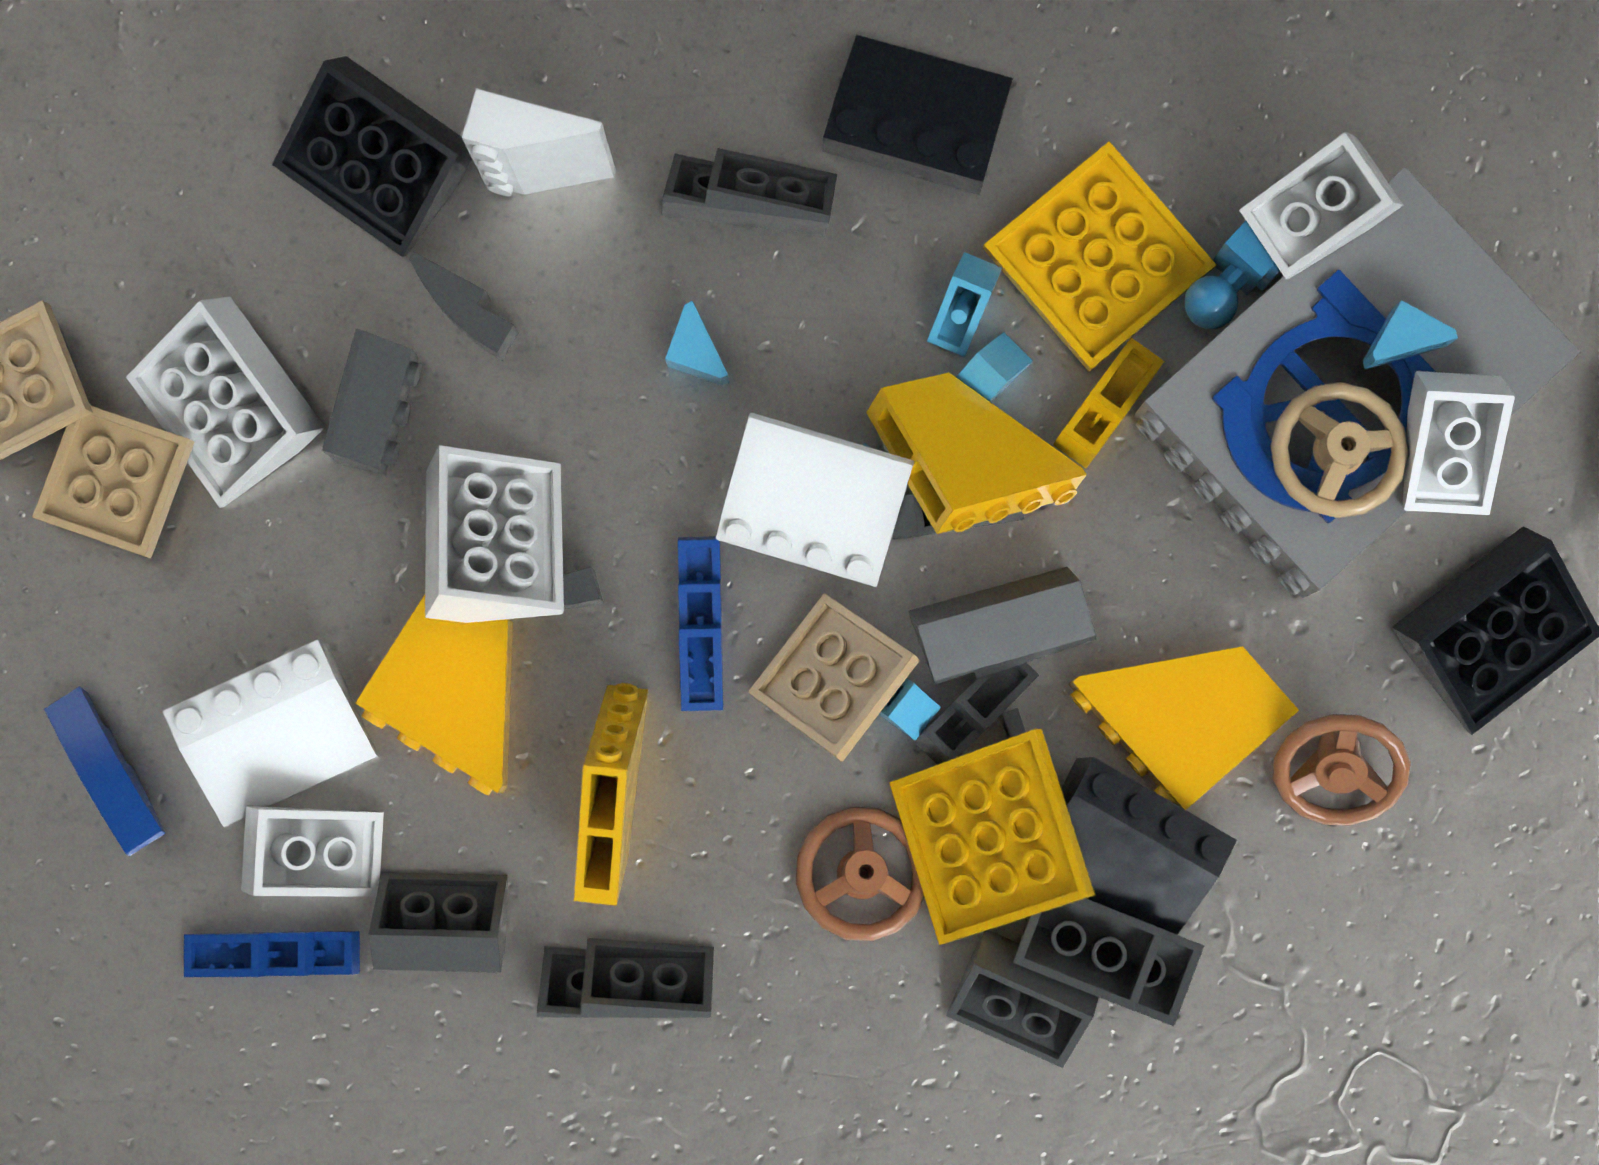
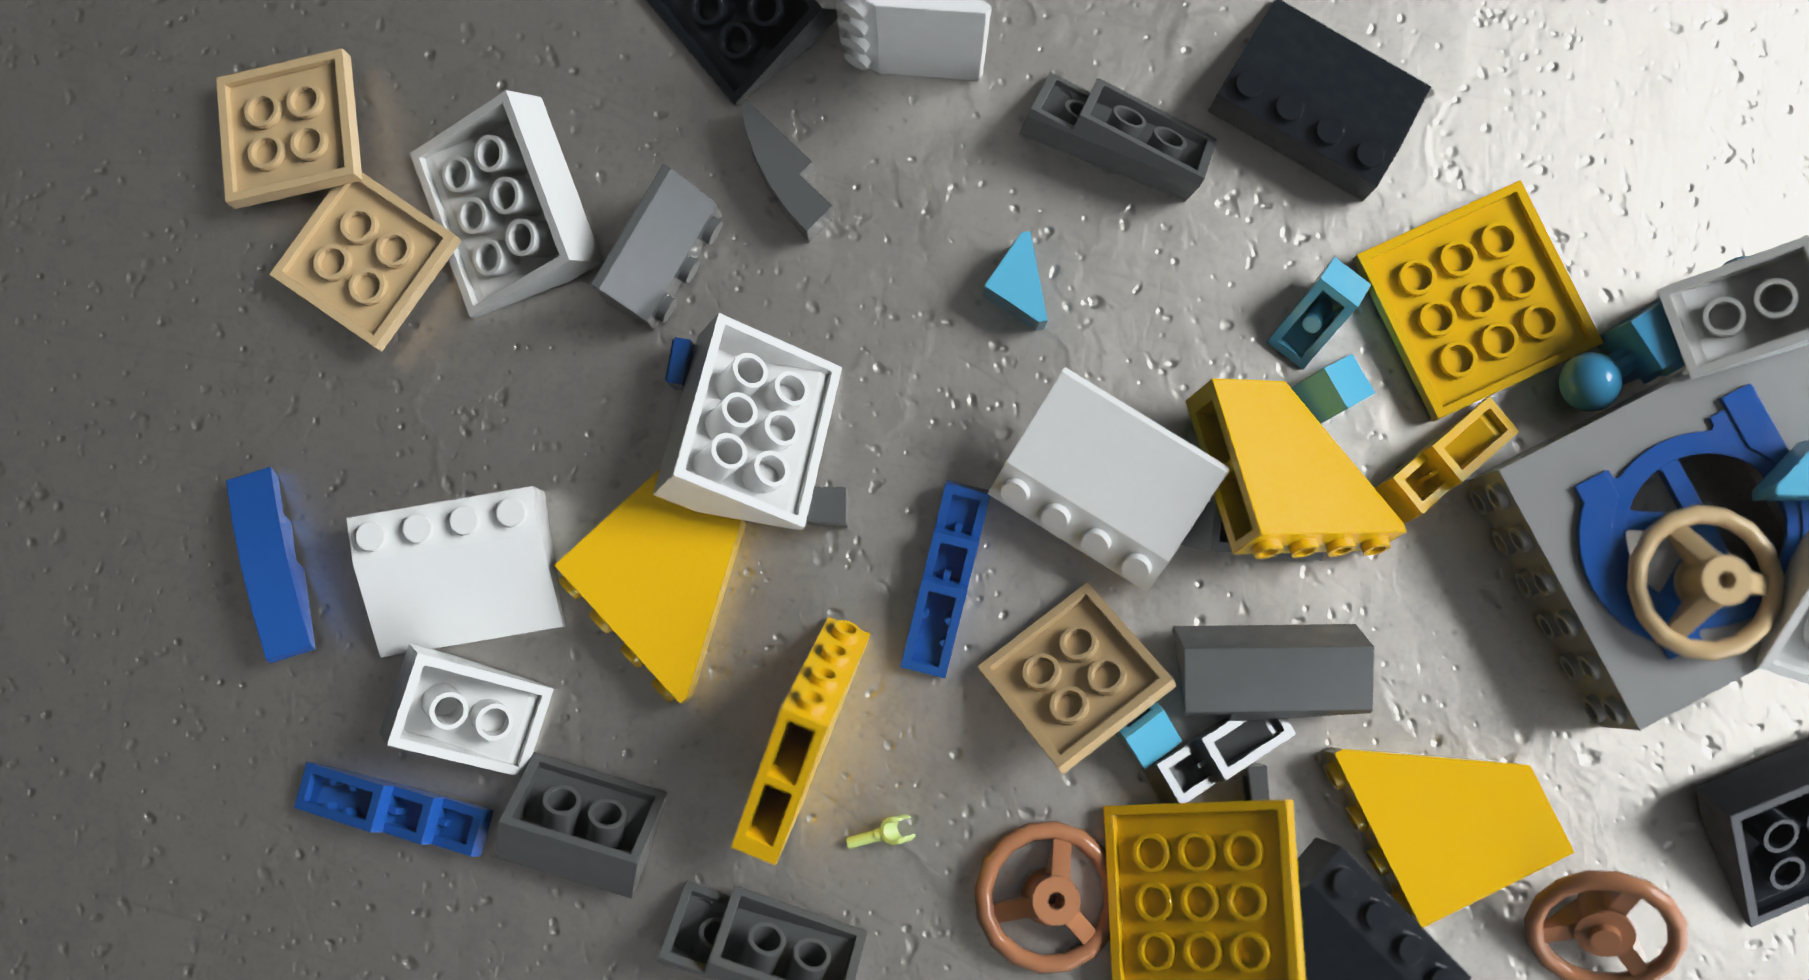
camera: 15 degrees right, 0 degrees up
(416, 497) = (679, 362): none -> blue tile
(707, 856) = (886, 832): none -> yellowish green hand

